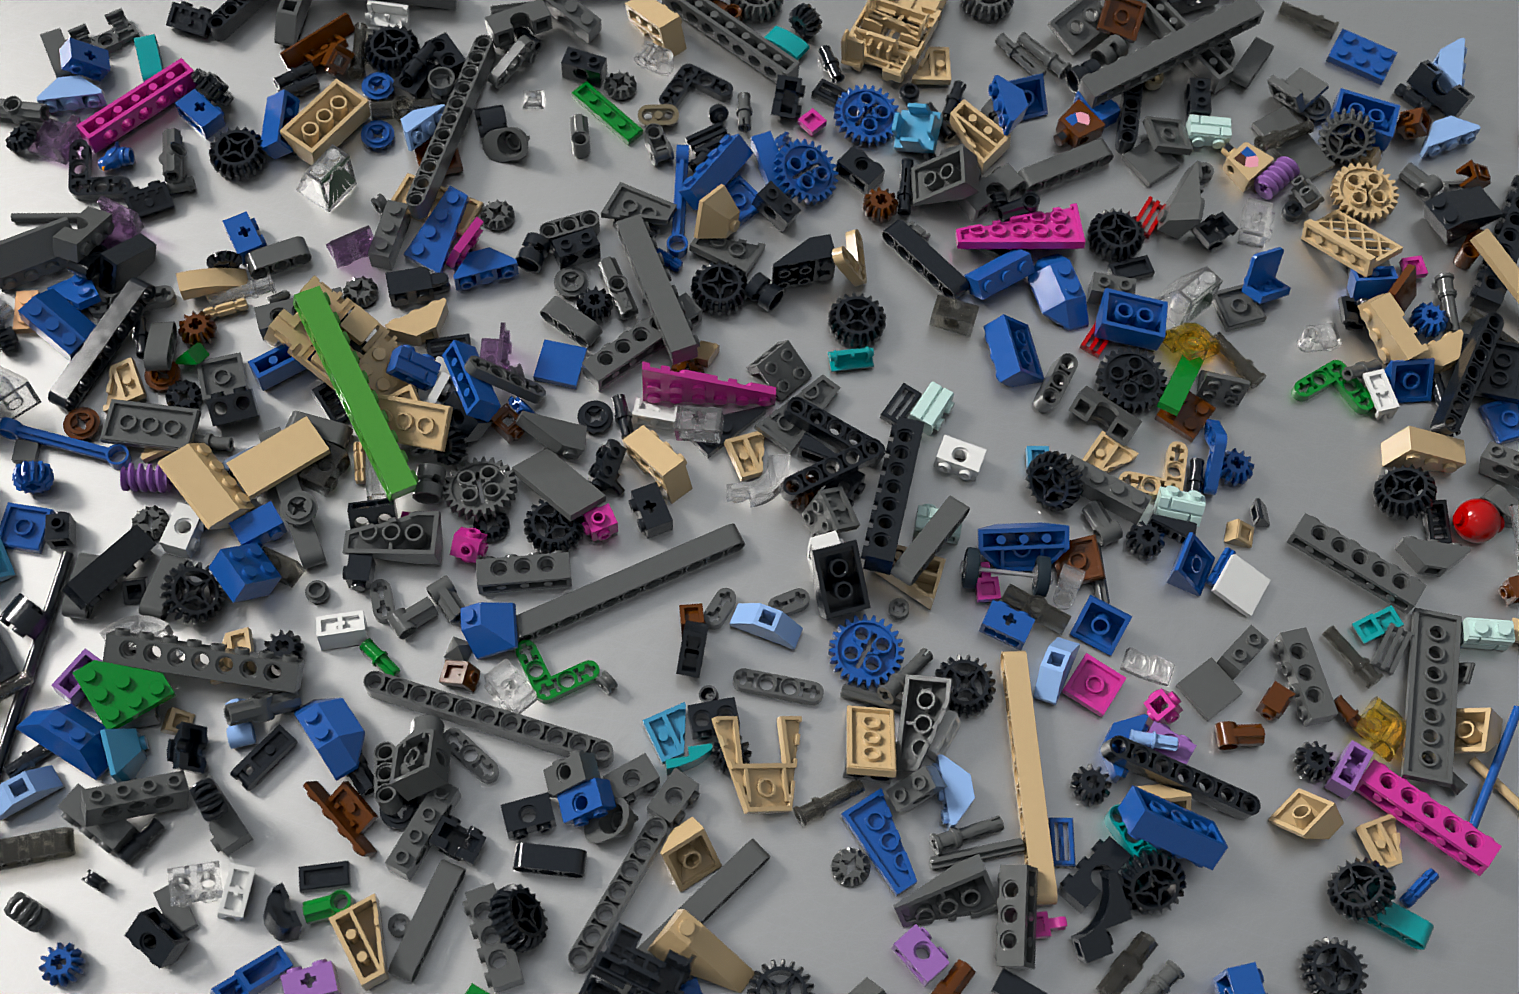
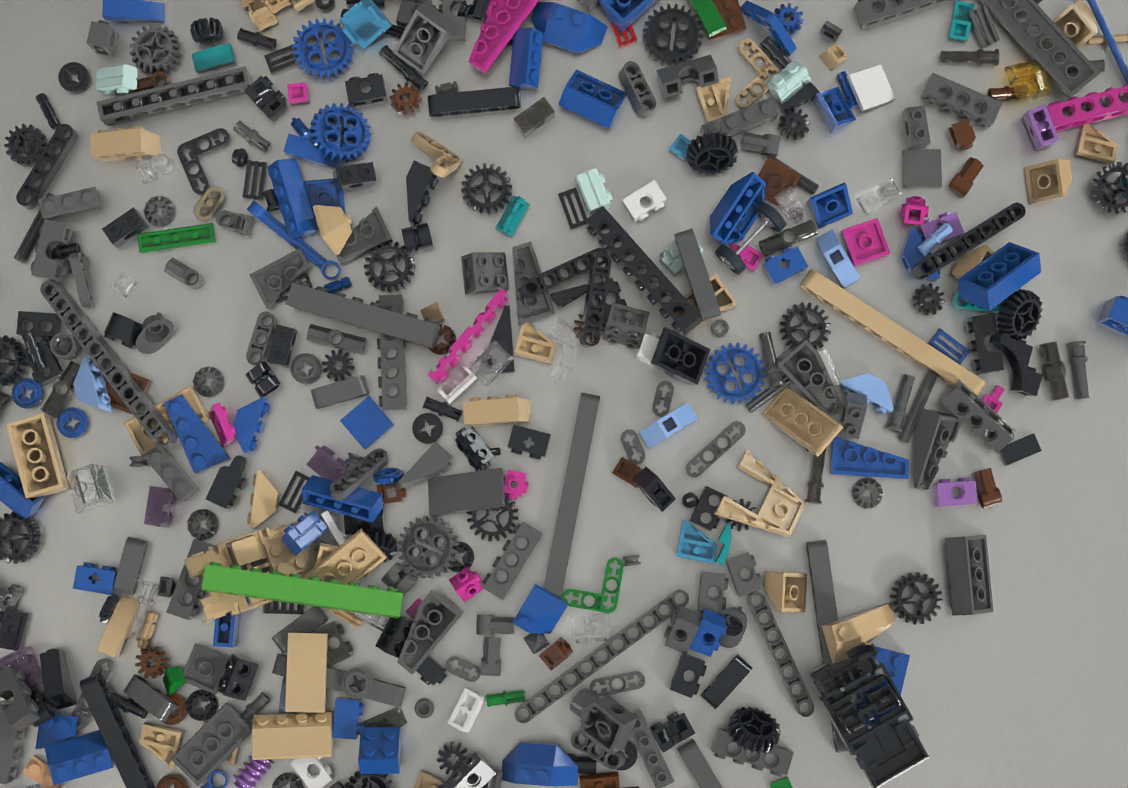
camera: 50 degrees left, 20 degrees up
(1317, 769) = (1019, 135): black gear -> none

